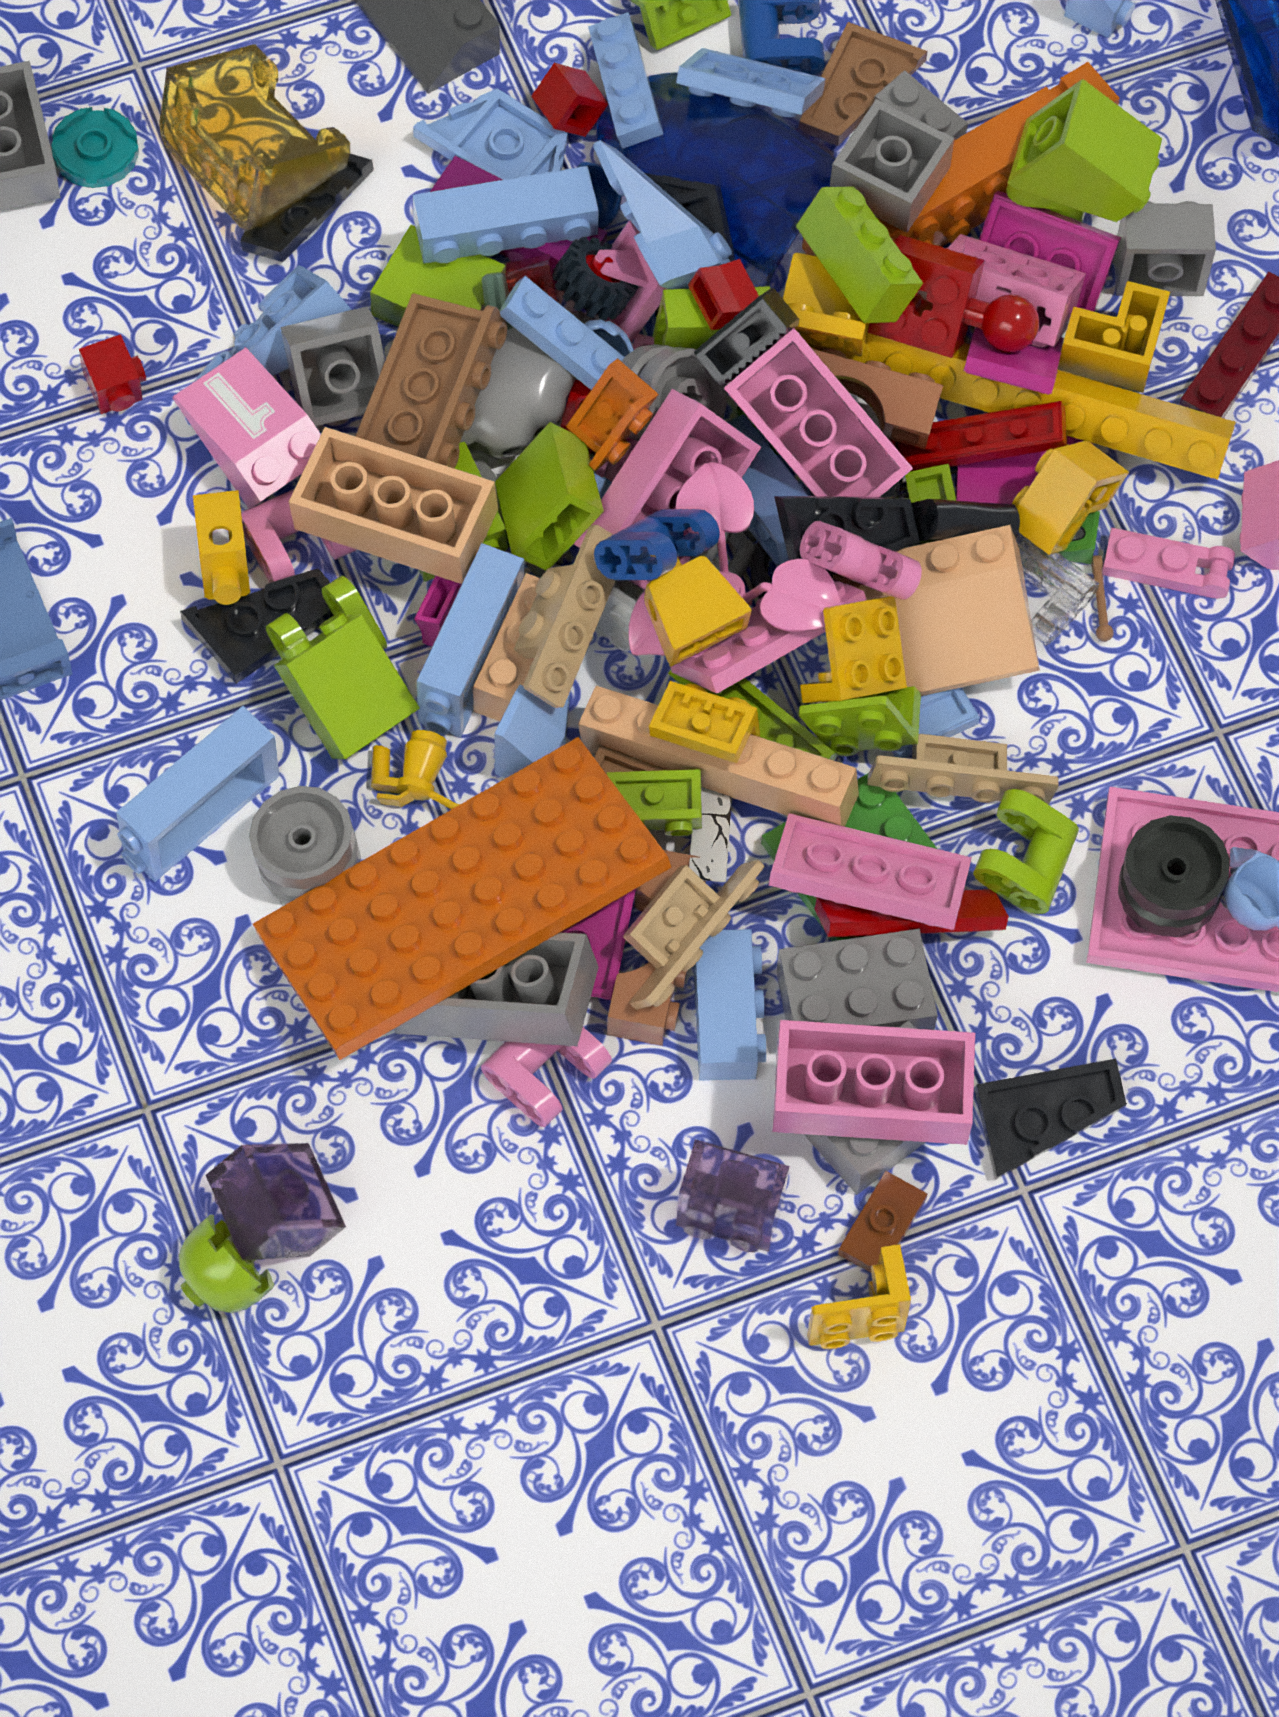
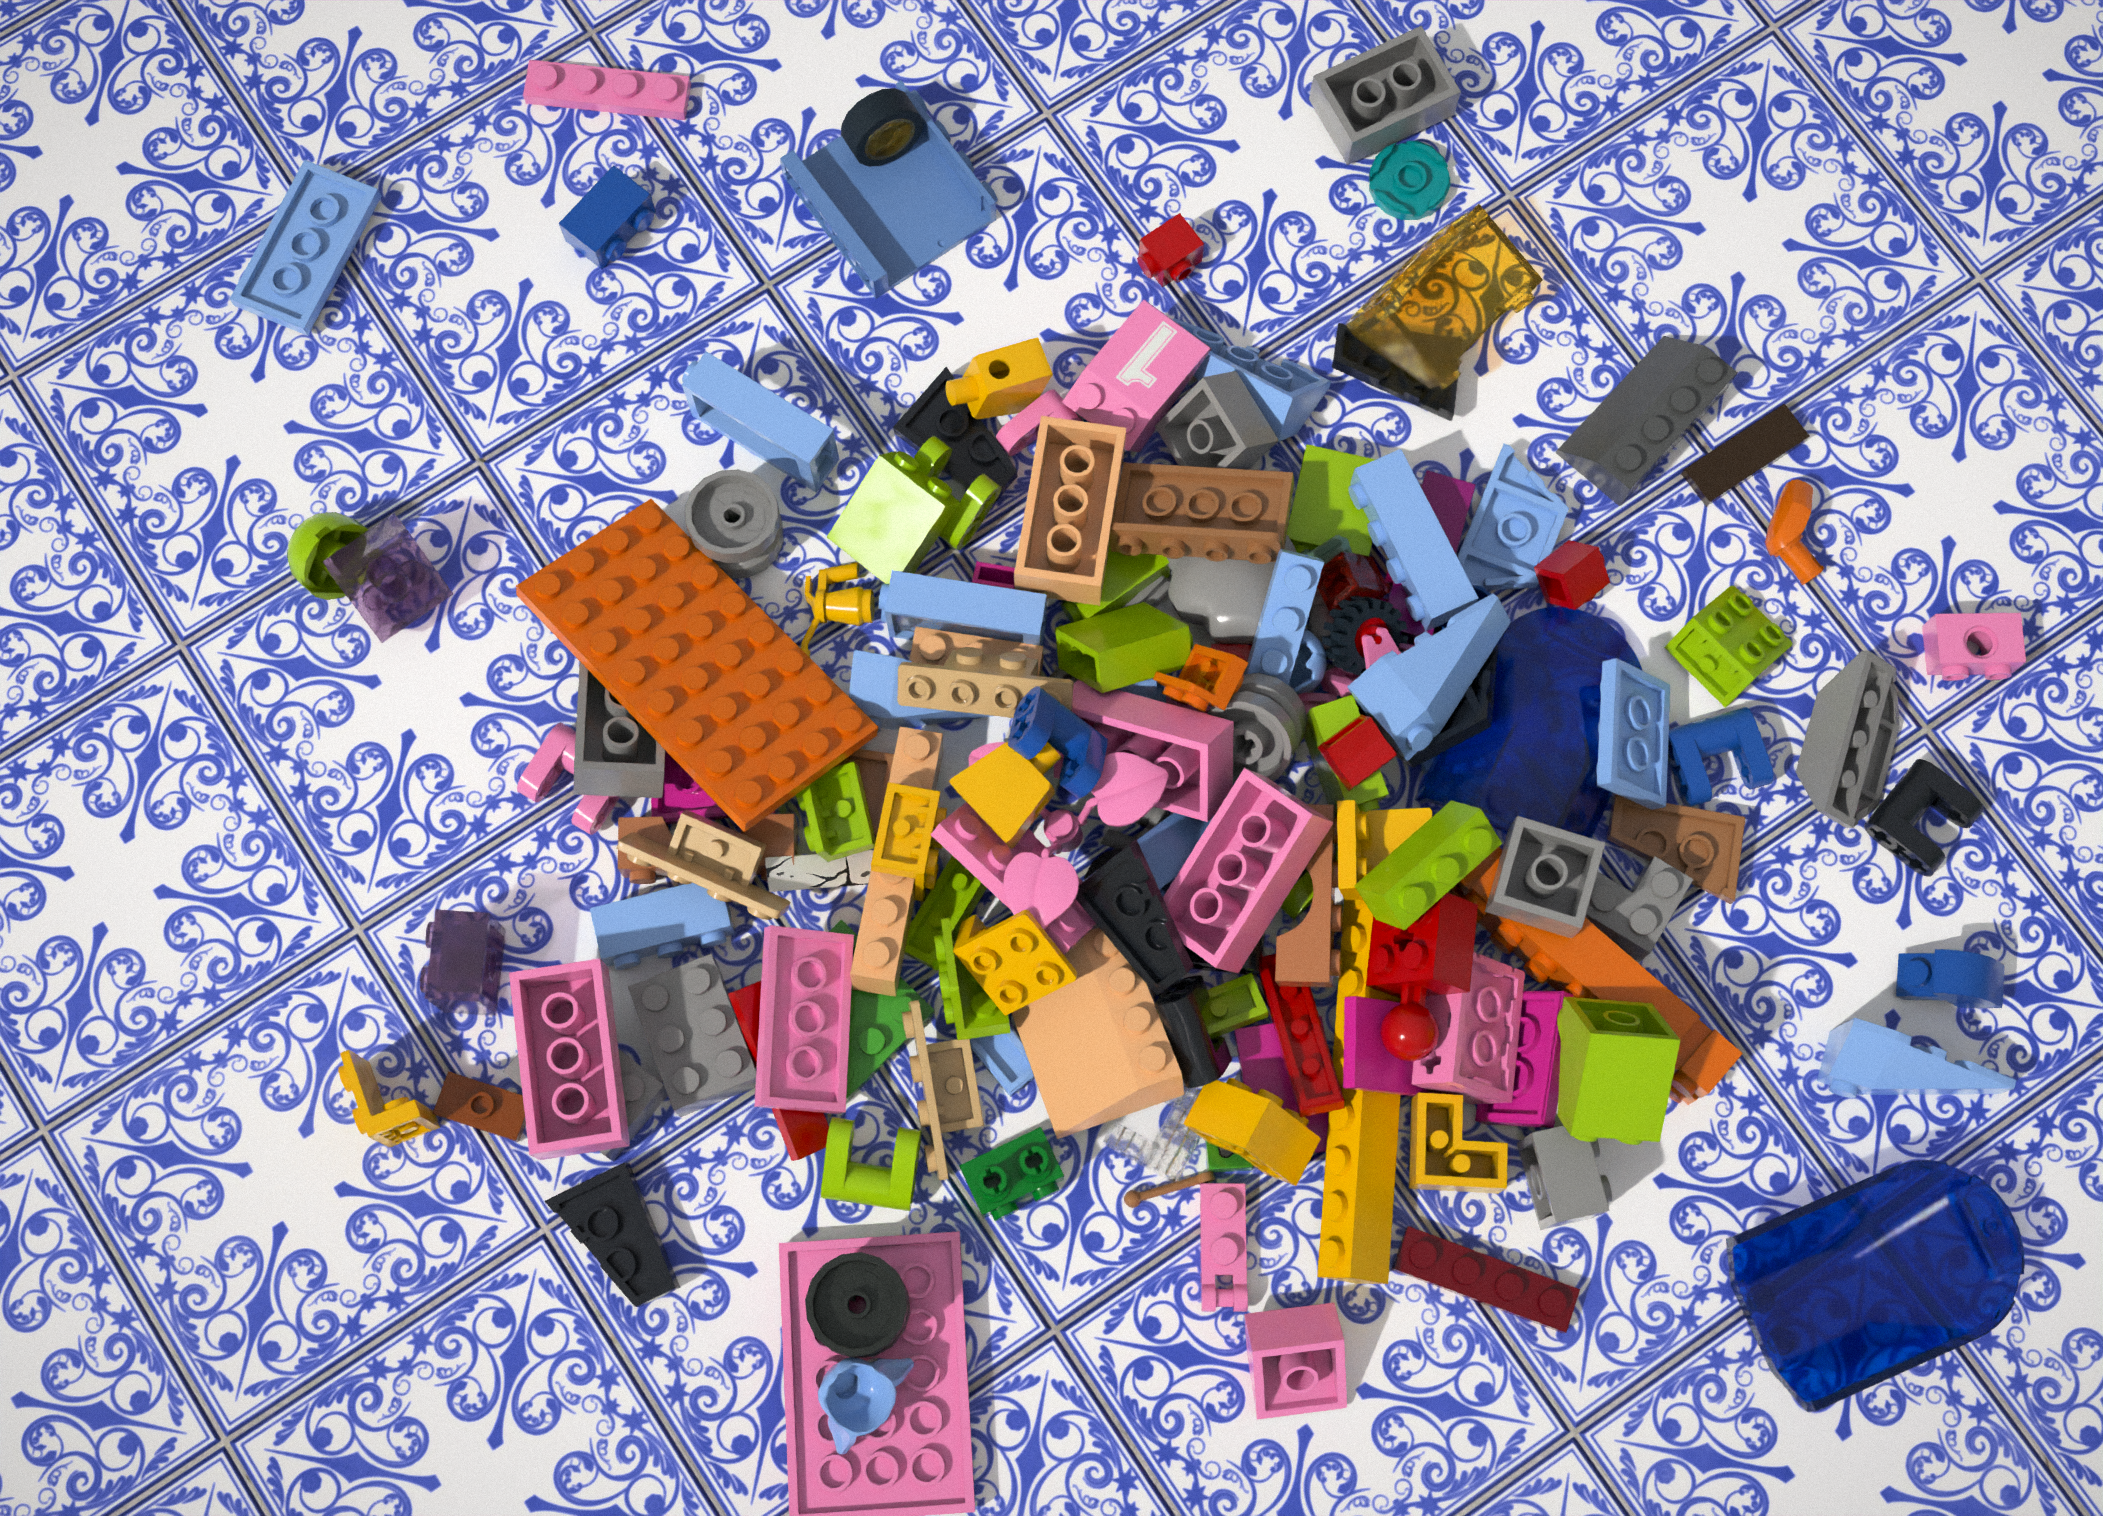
camera: 80 degrees right, 10 degrees up
(625, 80) = (1607, 620): light blue plate -> none
(747, 337) = (1305, 778): black brick -> none
(860, 560) = (1096, 911): bright pink connector -> none
(1060, 725) = (1013, 1174): none -> green brick

